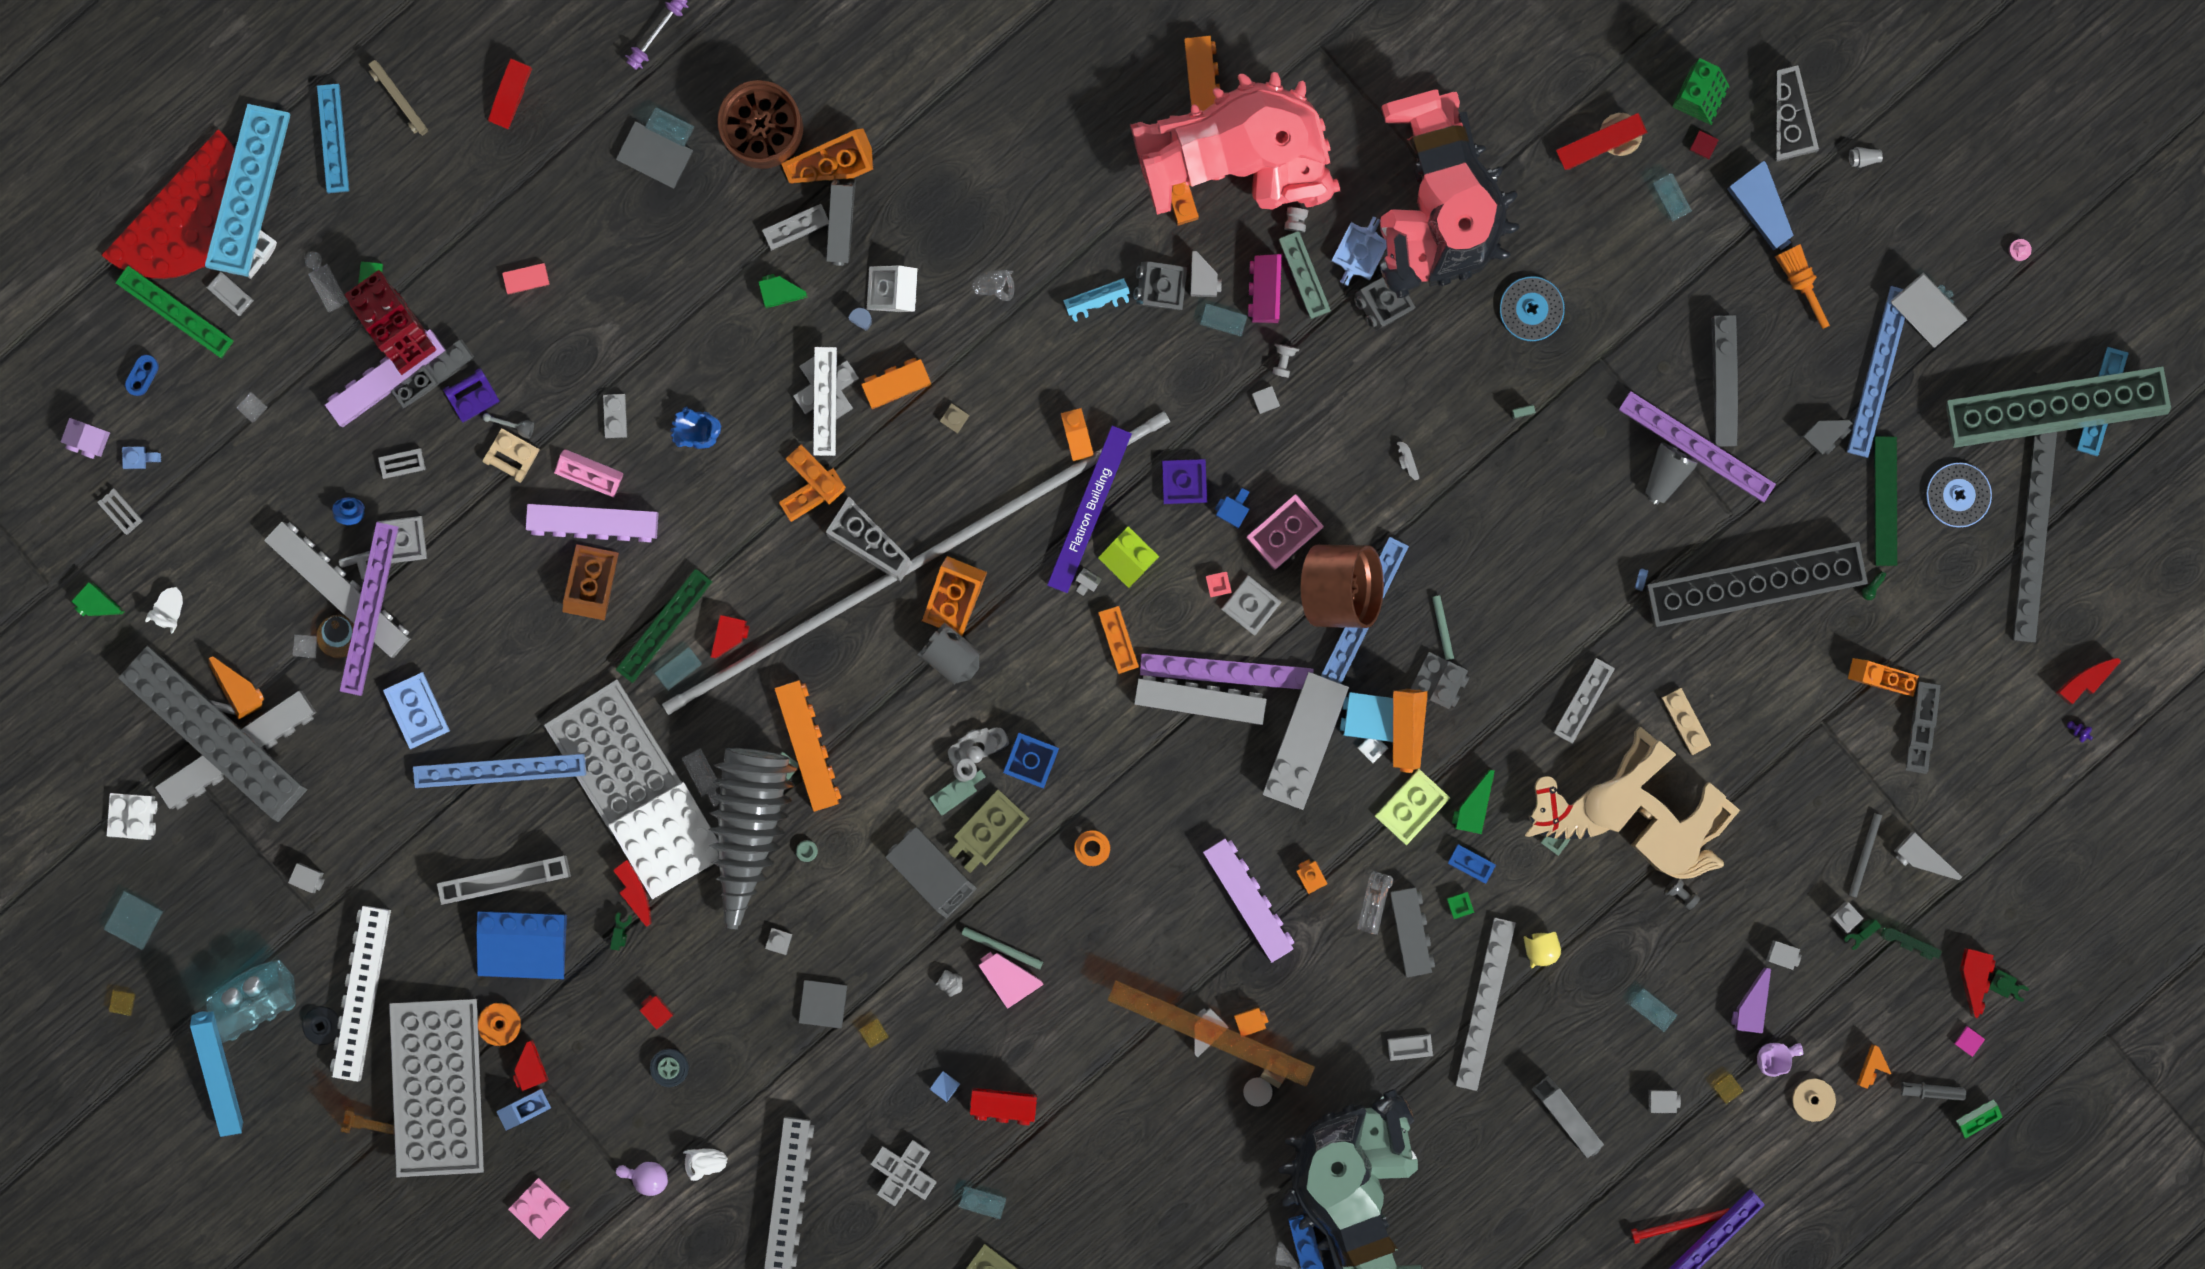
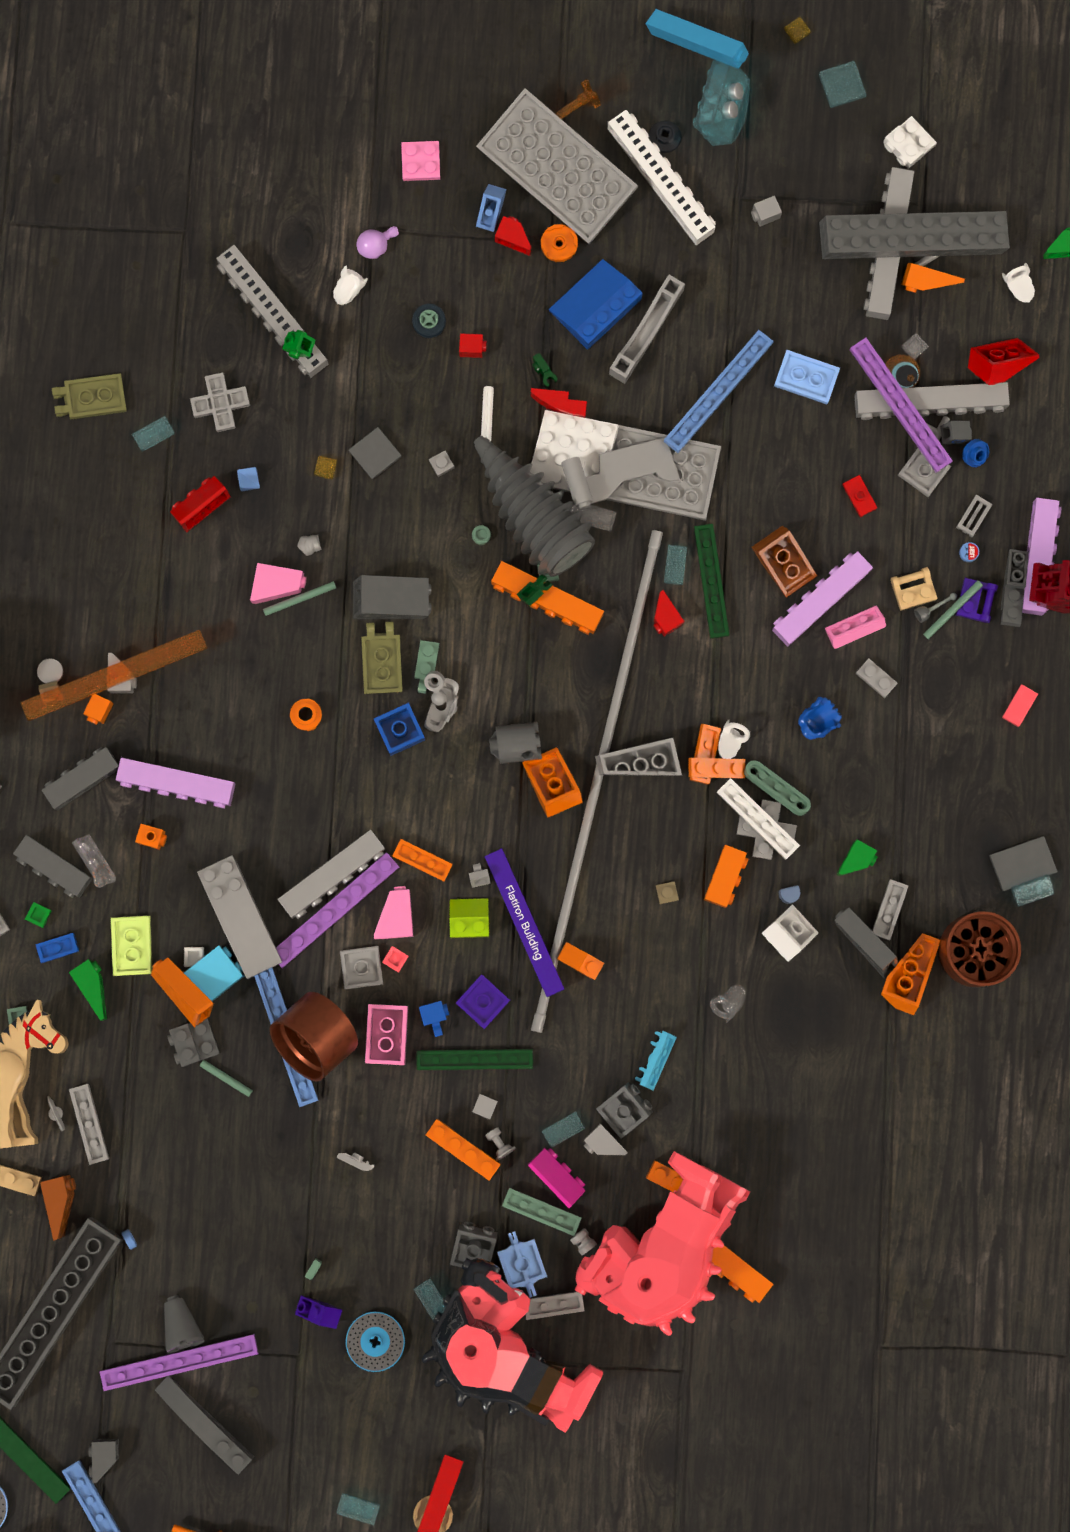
camera: 135 degrees right, 5 degrees down
(249, 563) = (1000, 360): none -> red slope
(346, 543) = (956, 432): none -> dark grey brick
(436, 439) = (969, 552): none -> tile
(475, 572) = (859, 496): none -> red plate
(492, 406) = (953, 609): none -> sand green bar
(645, 790) = (616, 468): none -> light grey door
(700, 944) = (487, 412): none -> white axle
(780, 484) = (731, 740): none -> white piece
(784, 410) = (777, 788): none -> sand green plate
(795, 1150) = (298, 344): none -> green brick
(815, 760) = (533, 591): none -> dark green plate
(1183, 617) = (396, 916): none -> bright pink slope
(1236, 444) = (474, 1059): none -> dark green tile
(1316, 384) = (463, 1149): none -> orange arch
(1320, 979) = (81, 778): none -> dark grey brick
(1366, 193) = (555, 1305): none -> light grey plate
(1456, 298) = (429, 1297): none -> clear light blue plate
(1552, 375) = (318, 1312): none -> dark purple slope
(1601, 735) = (55, 1113): none -> light grey piece
(1662, 667) = (58, 1199): none -> dark orange slope

